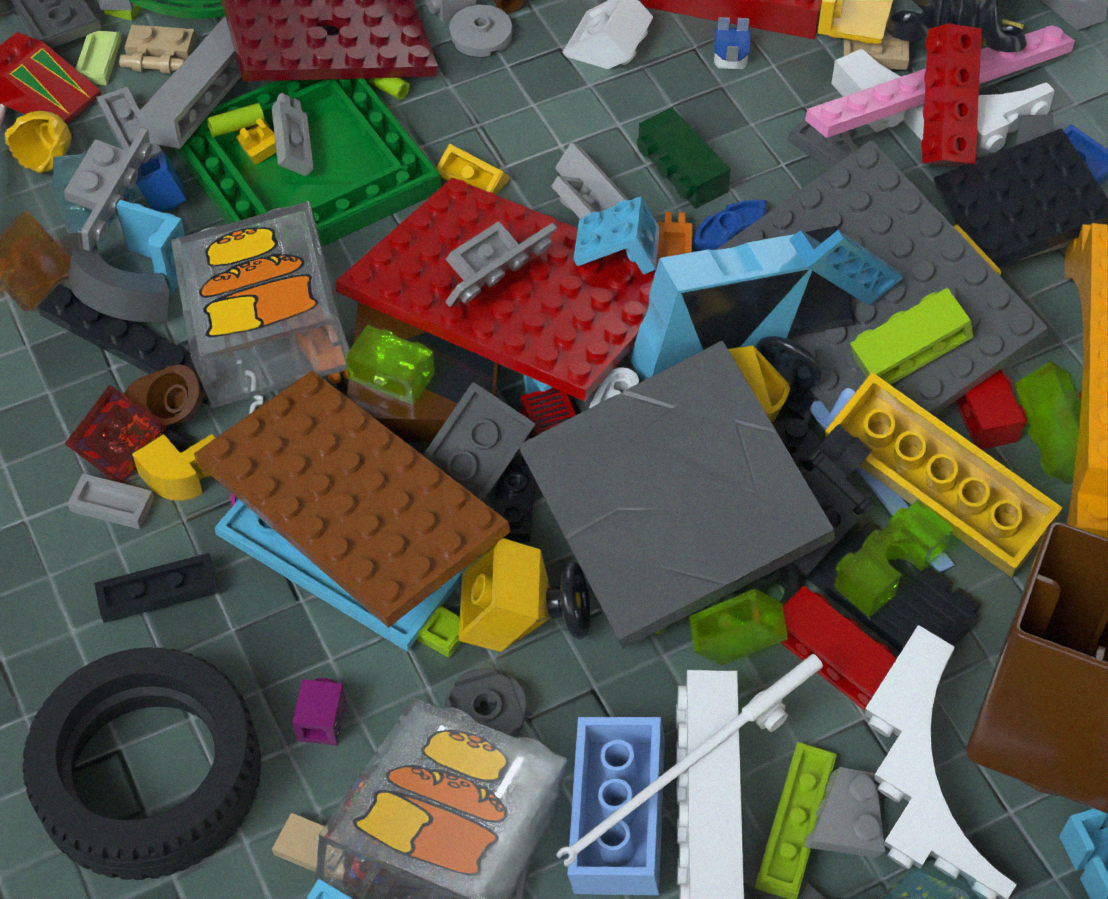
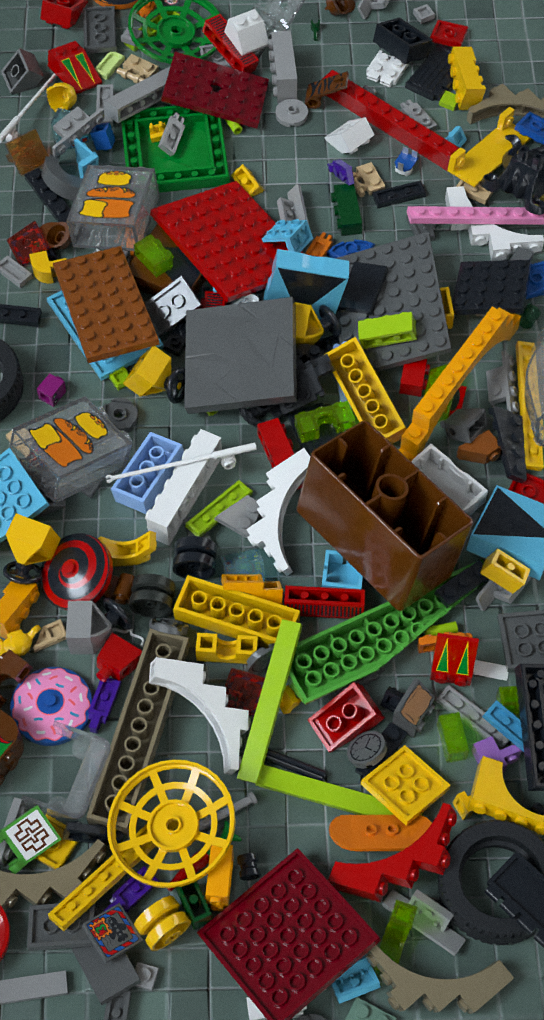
camera: 25 degrees right, 5 degrees up
(235, 120) = (150, 117): lime axle -> none
(489, 256) = (222, 222): light grey bracket -> none
(638, 94) = (342, 171): none -> dark purple hinge
(684, 92) = (370, 179): none -> tan plate
(738, 627) = (238, 422): clear neon green brick -> none
(751, 103) = (399, 194): none -> black tile
(841, 272) = (367, 284): dark azure fence -> none
(951, 95) = (484, 224): red brick -> none

